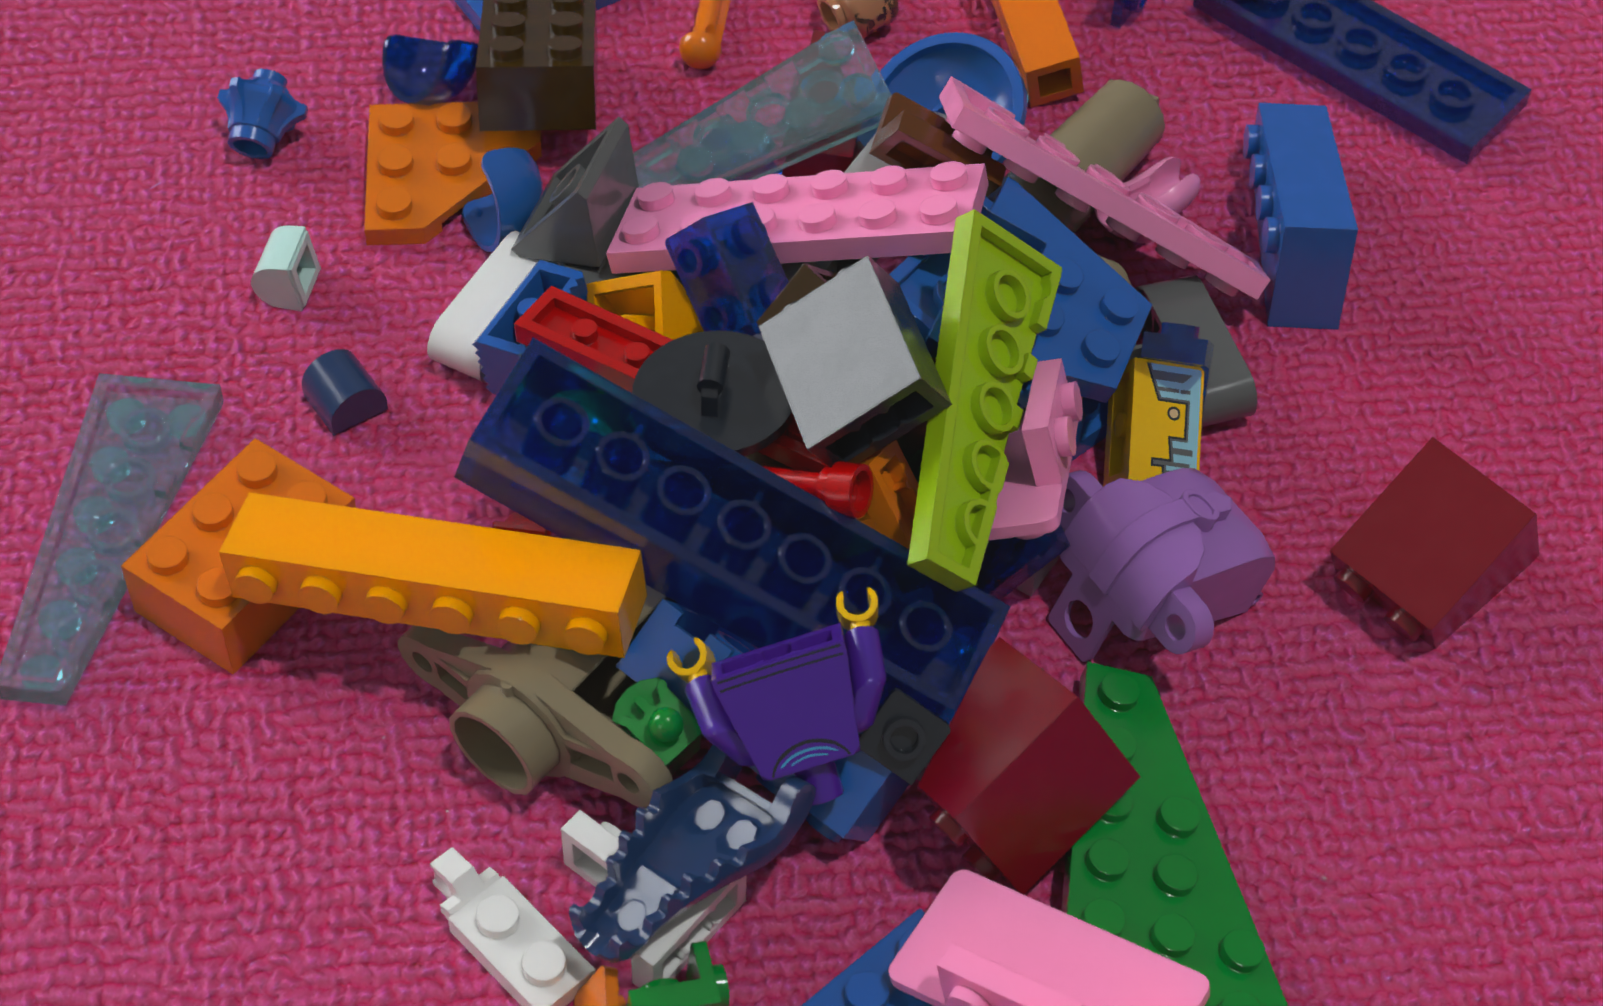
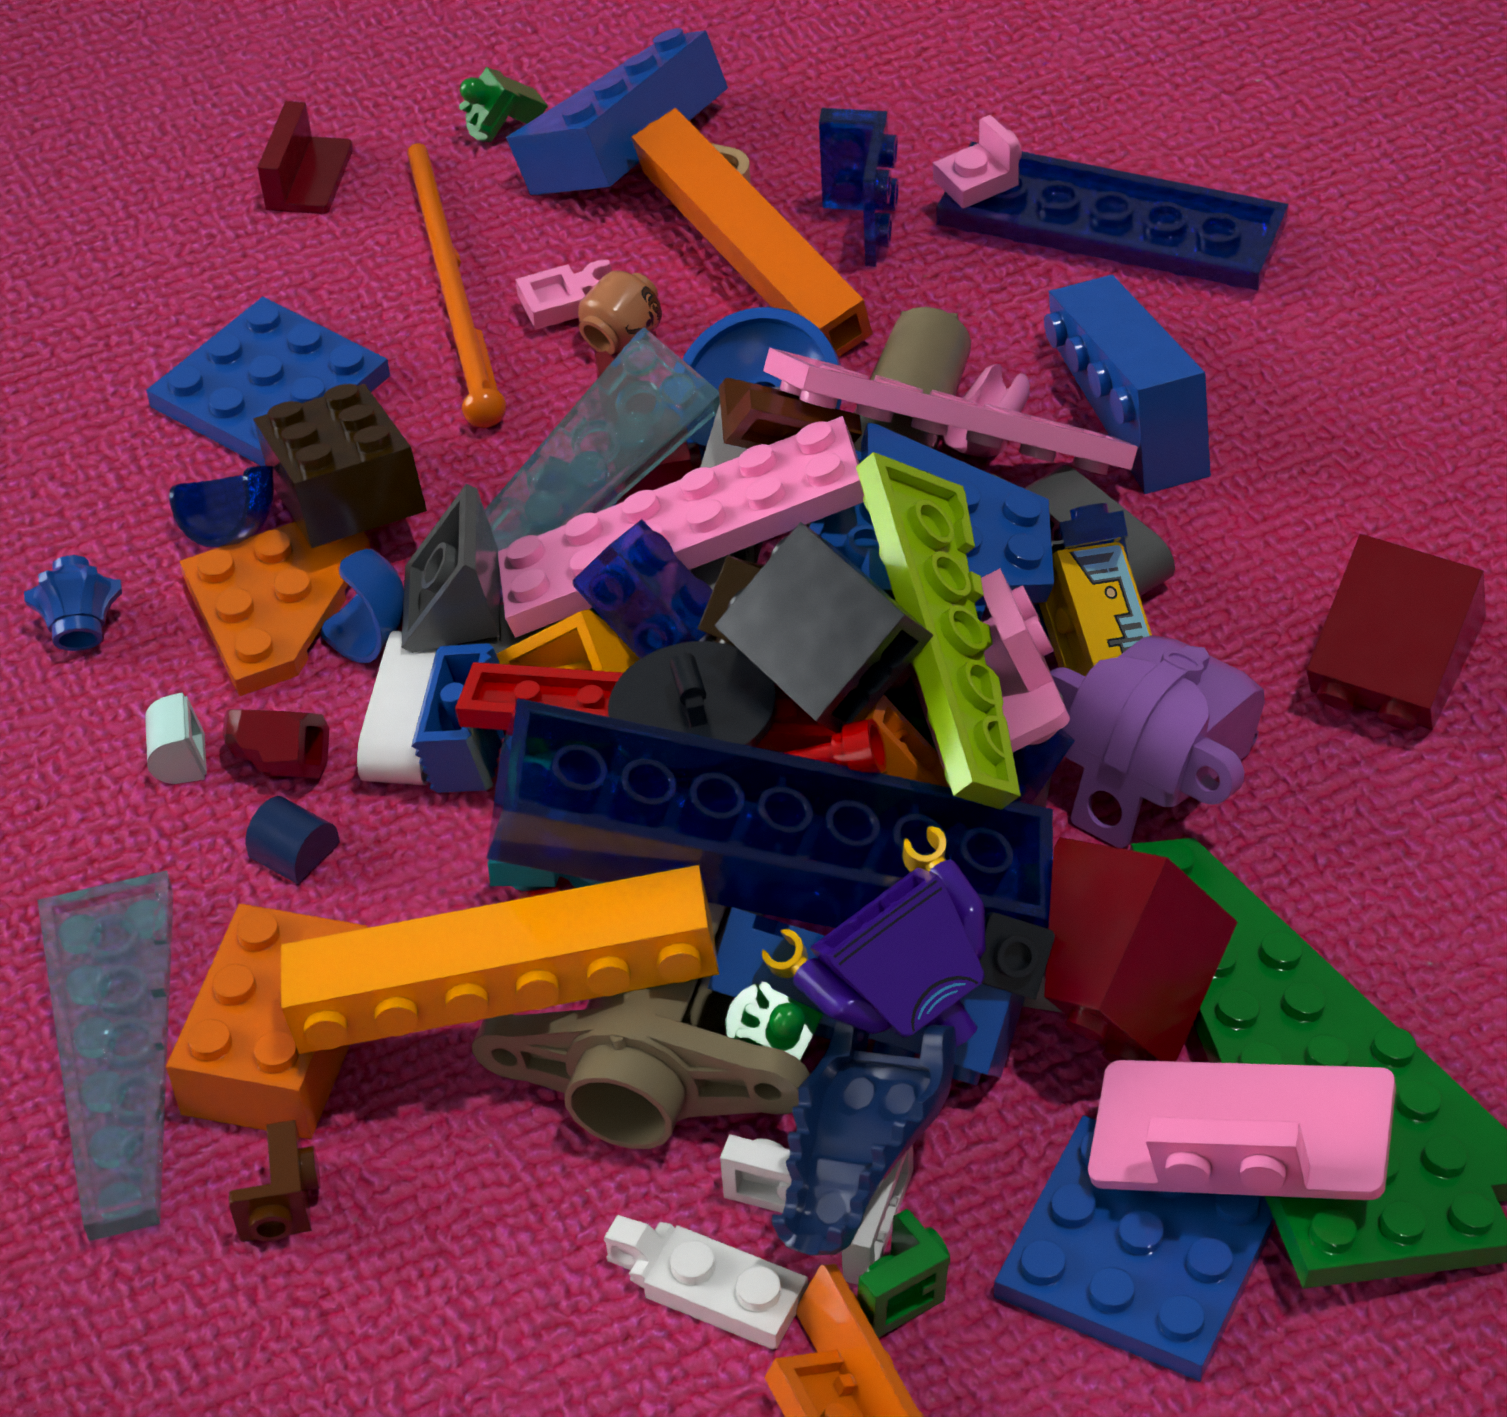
camera: 15 degrees left, 5 degrees down
(181, 720) = (283, 1206): none -> reddish brown bracket
(374, 300) = (279, 741): none -> dark red rock

